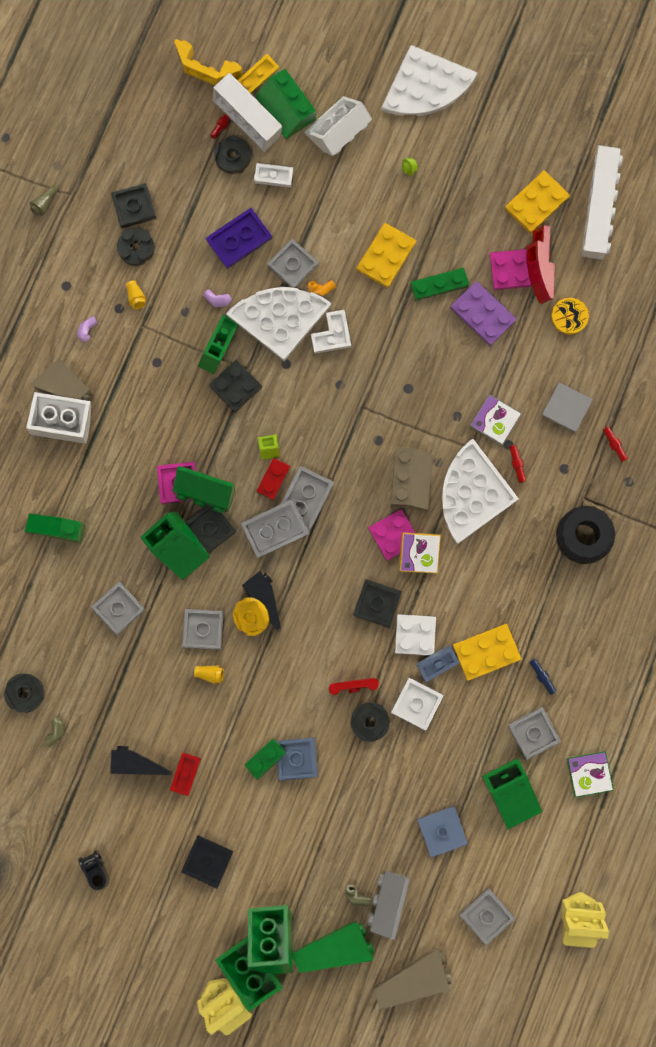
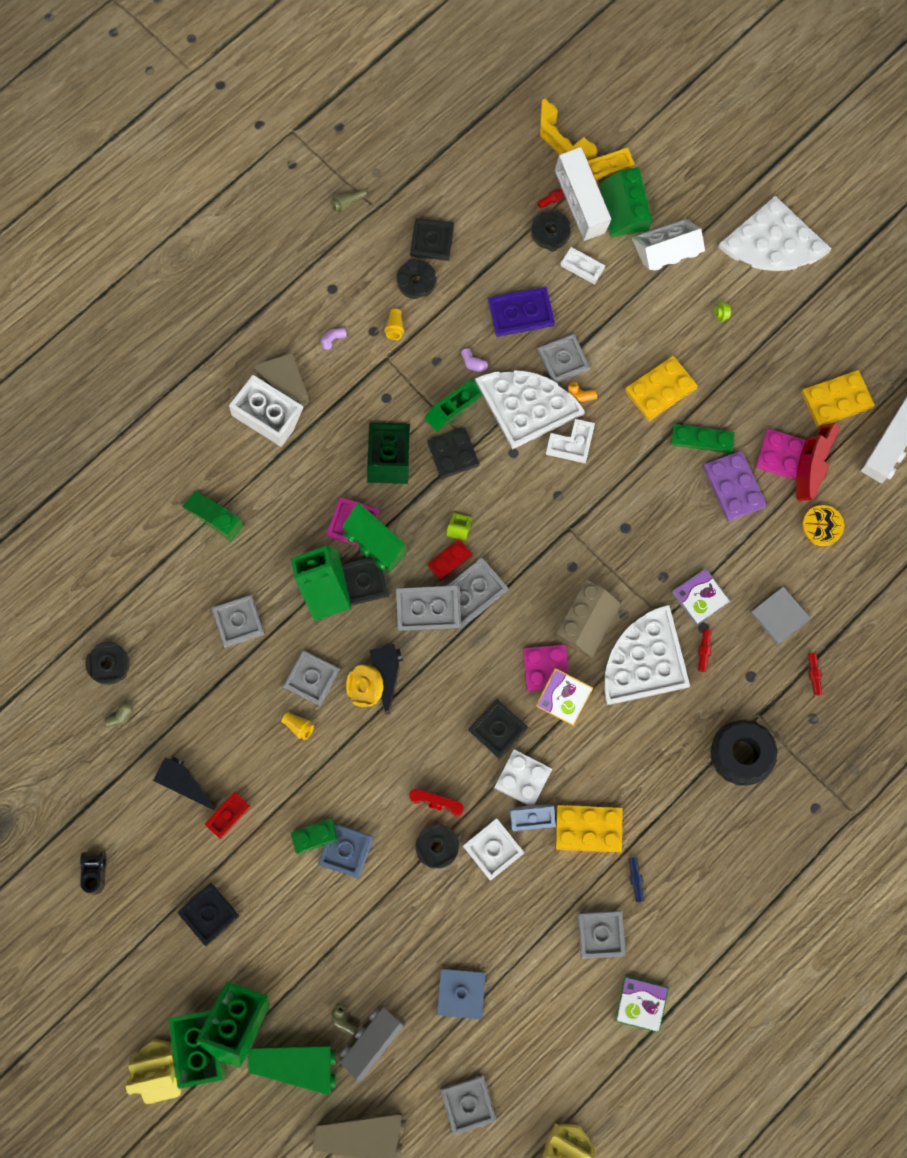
camera: 25 degrees right, 5 degrees down
(181, 409) = (388, 453): none -> dark green slope
(512, 793) = (550, 987): green slope -> none

